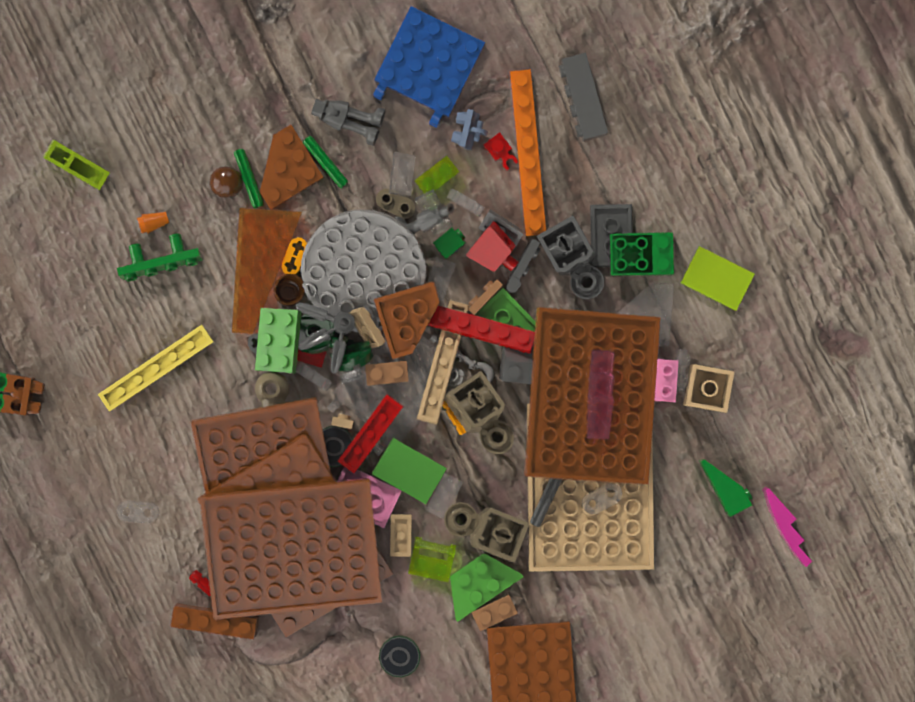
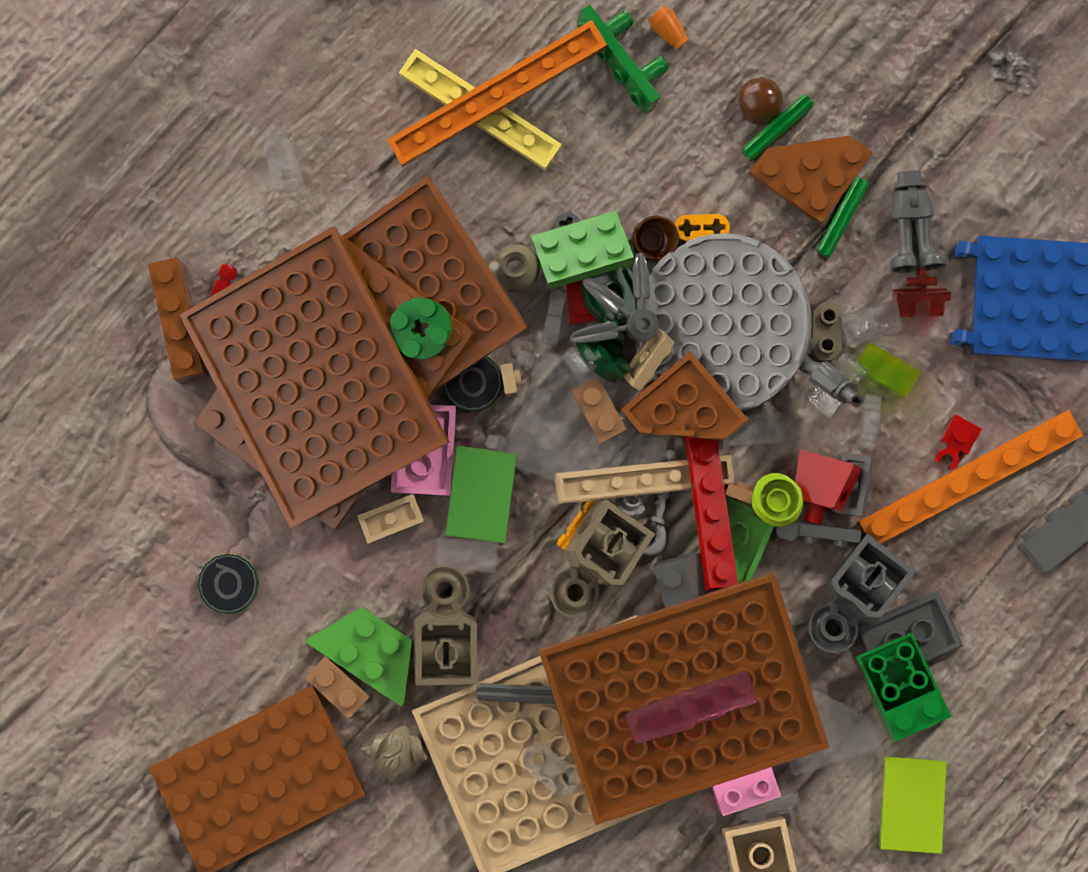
camera: 75 degrees right, 5 degrees down
(151, 353) = (497, 93): none -> orange plate
(260, 252) = (687, 181): clear orange wing -> none
(297, 458) = (437, 335): none -> green plate
(370, 433) = (510, 421): red plate -> none
(402, 125) = (934, 297): none -> clear red hips
(430, 566) = (364, 574): clear neon green plate -> none
(449, 242) = (806, 423): green brick -> none
(471, 131) = (967, 390): sand blue hips -> none
(492, 284) = (777, 500): none -> lime piece
(552, 591) = (397, 754): none -> dark tan hair

